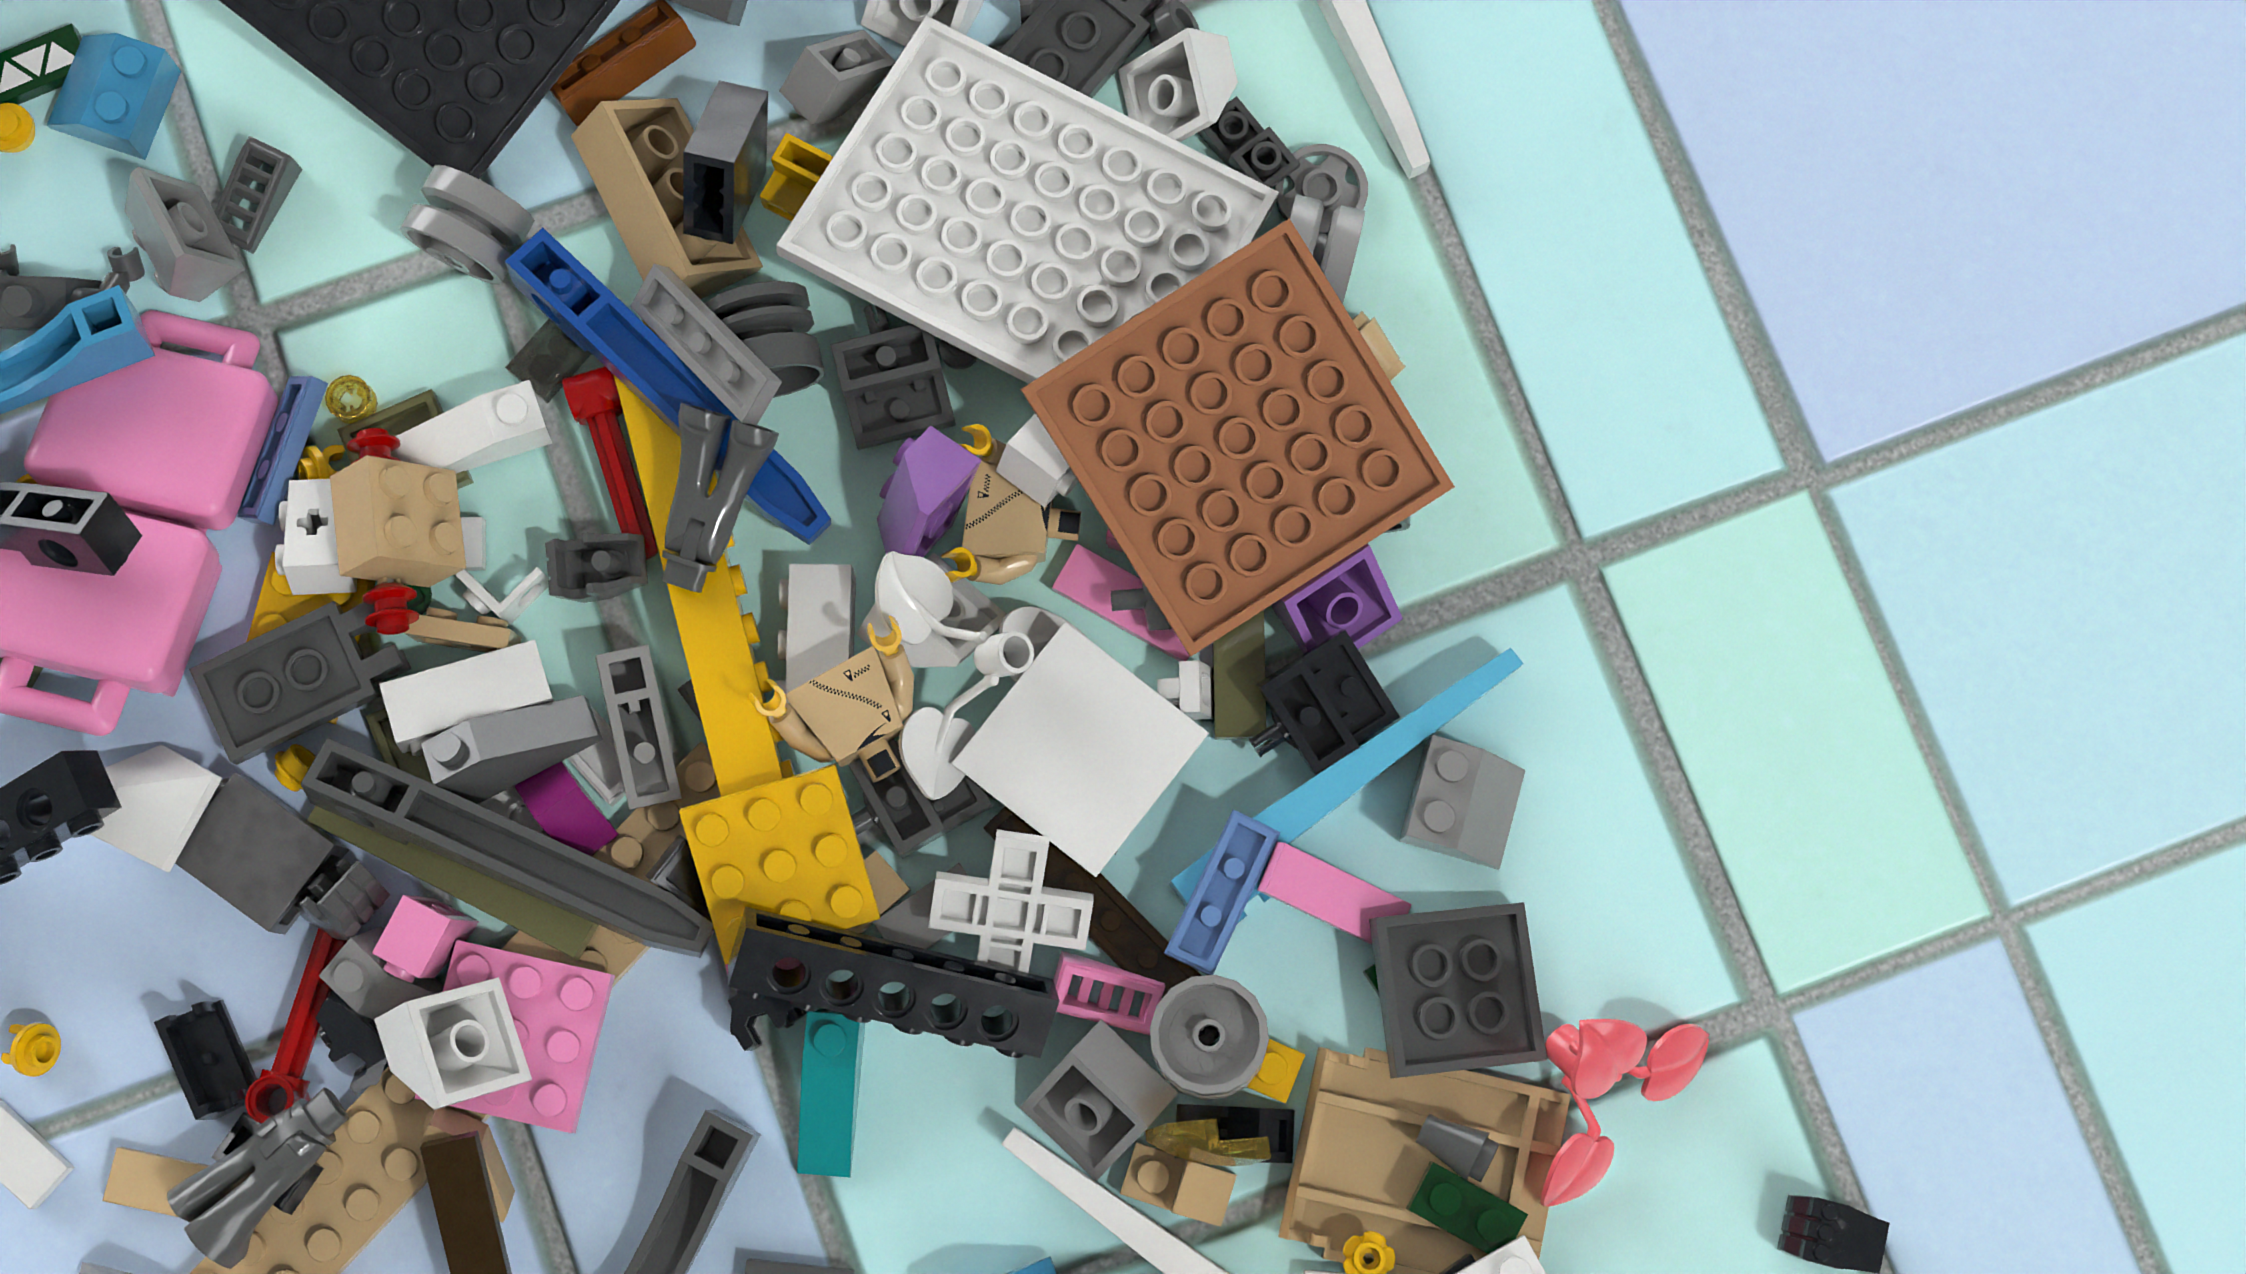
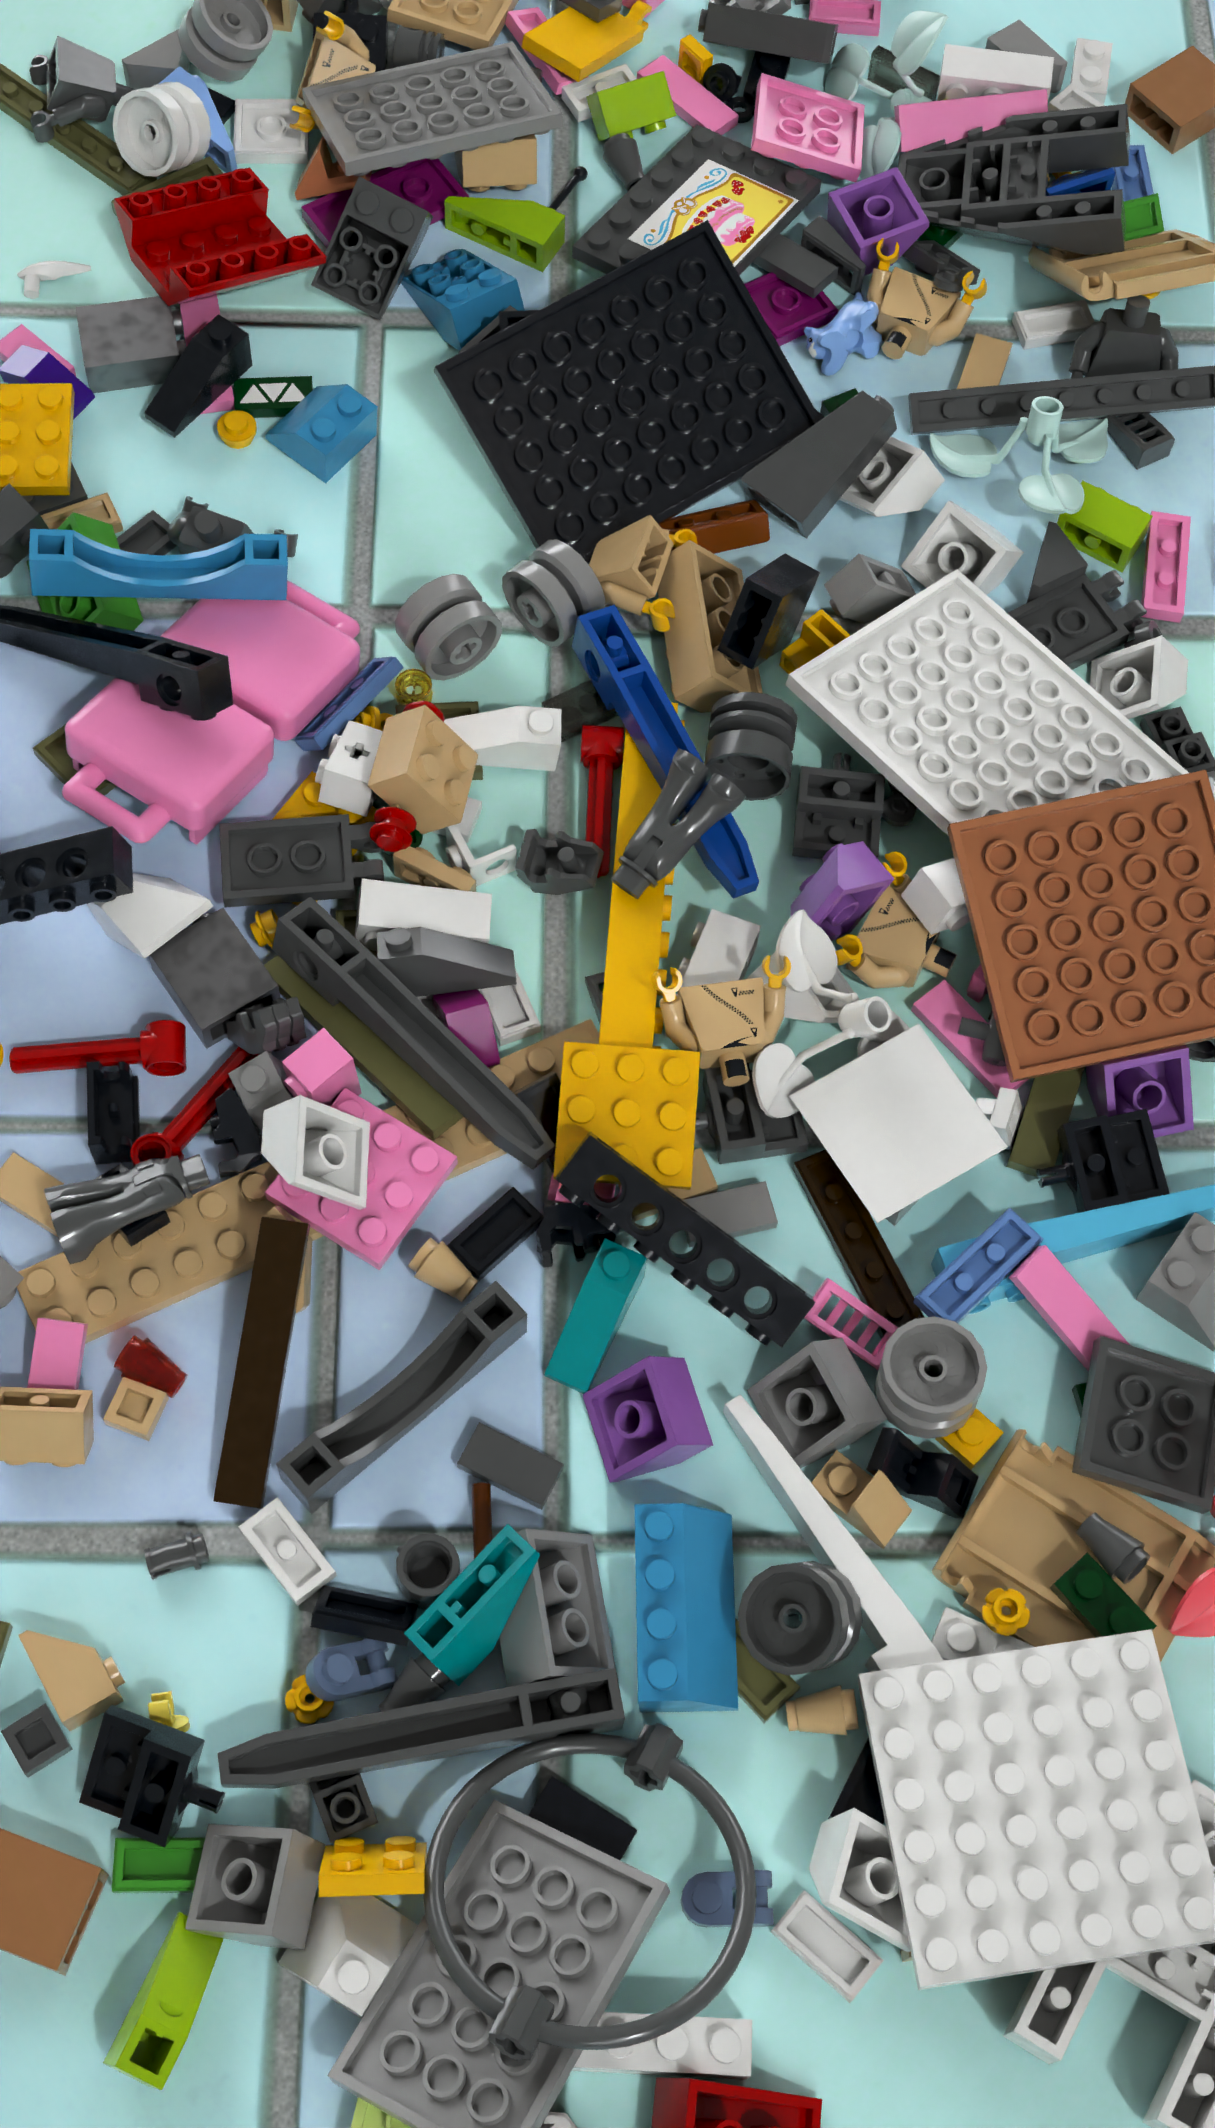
camera: 20 degrees right, 15 degrees down
(180, 235) = (334, 532): light grey slope -> none
(227, 964) = (158, 1049): none -> red axle
(277, 185) = (412, 508): dark grey slope -> none
(359, 315) = (448, 627): none -> light grey wheel
(544, 156) = (632, 566): none -> tan torso
(638, 726) = (548, 981): light grey slope -> none
(645, 1102) = (442, 1270): none -> tan cone
(687, 1034) = (496, 1233): none -> black tile
(706, 345) = (710, 723): light grey plate -> none
(924, 1187) = (647, 1418): none -> medium lavender slope
(1012, 905) = (799, 1222): white plate -> none
(1201, 1144) = (894, 1453): clear yellow slope -> none

